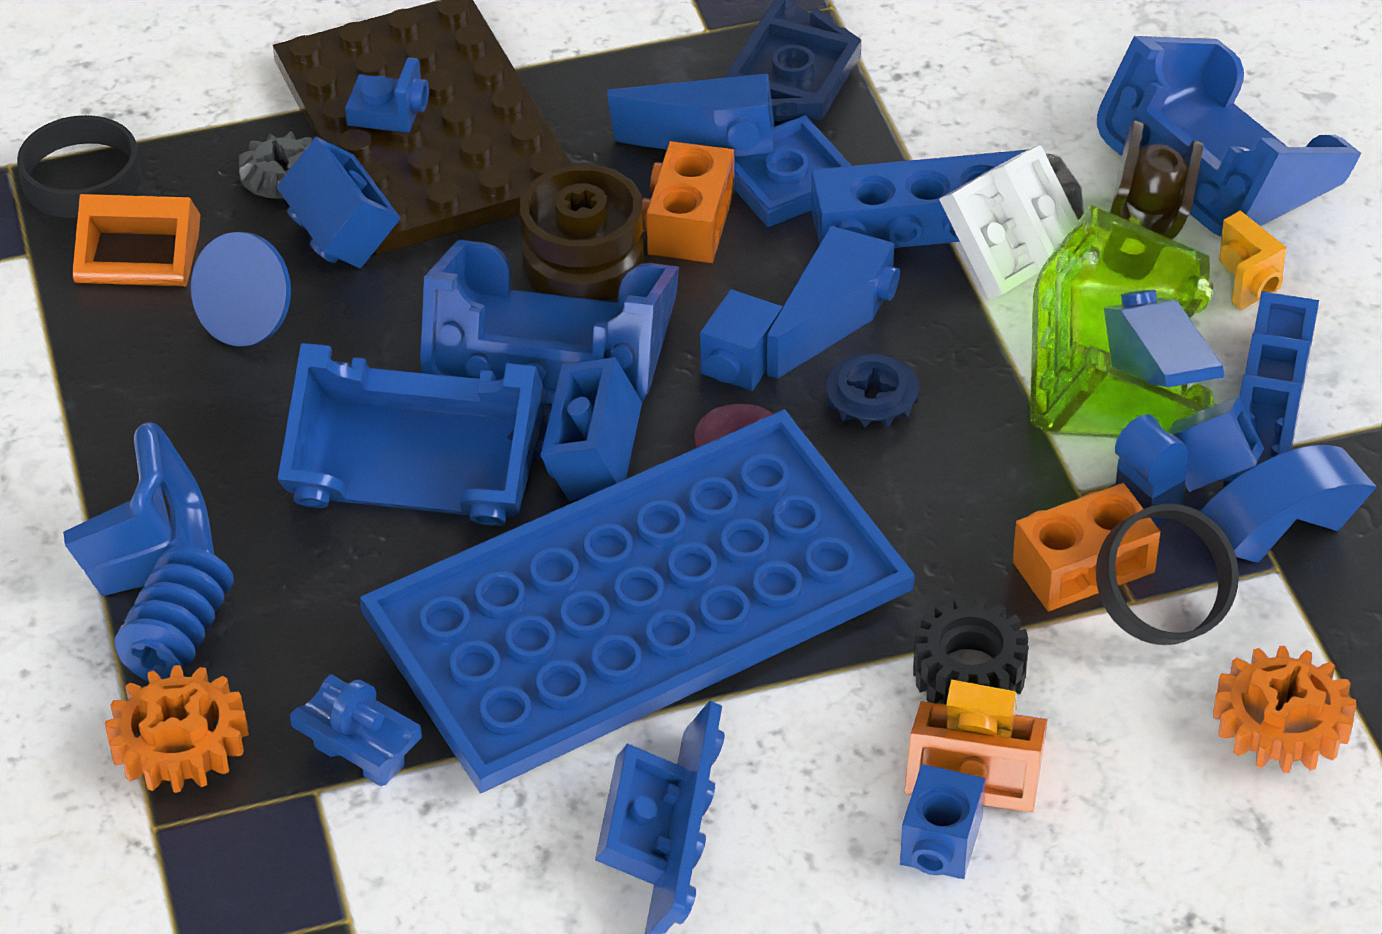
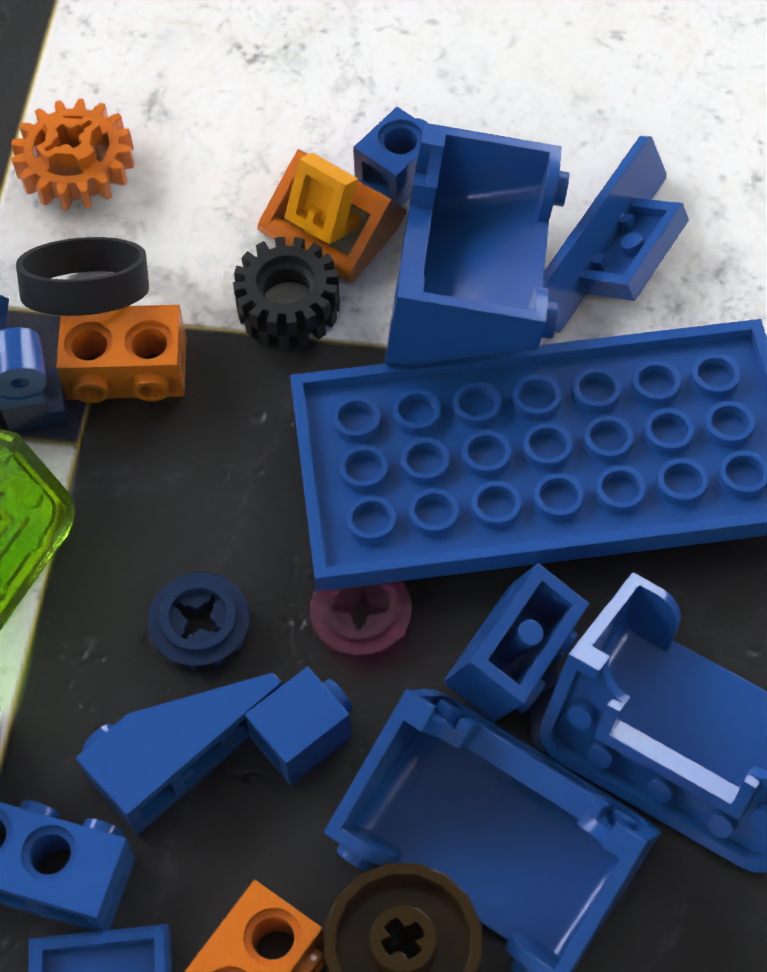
camera: 155 degrees left, 15 degrees up
(790, 692) = (475, 248): none -> blue windscreen

